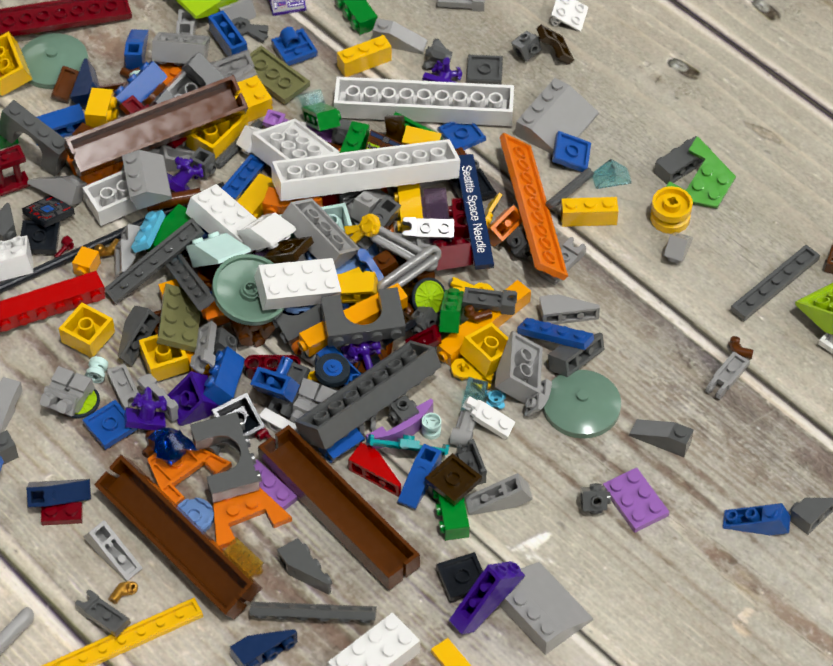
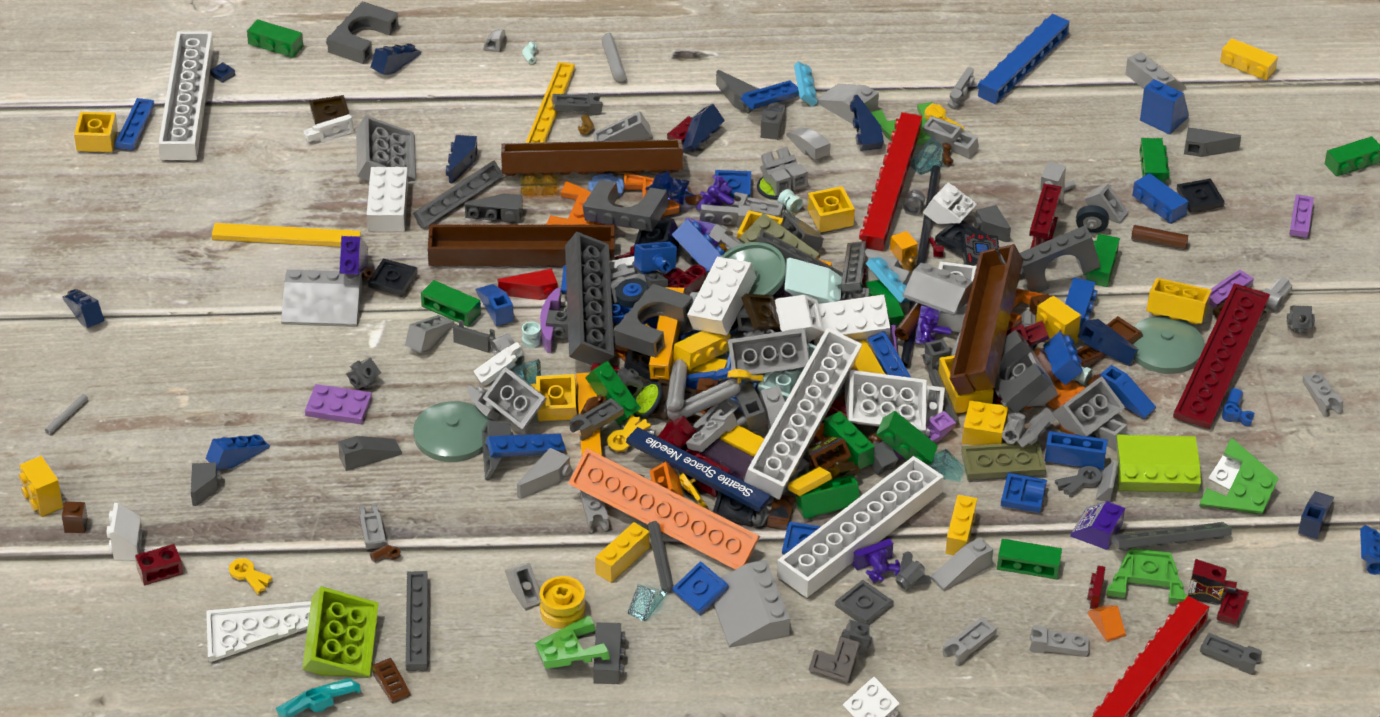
camera: 130 degrees right, 10 degrees down
(17, 289) = (914, 202): none -> flat silver wheel
(407, 443) = (528, 306): teal plate -> none
(453, 479) = (464, 300): dark brown plate -> none

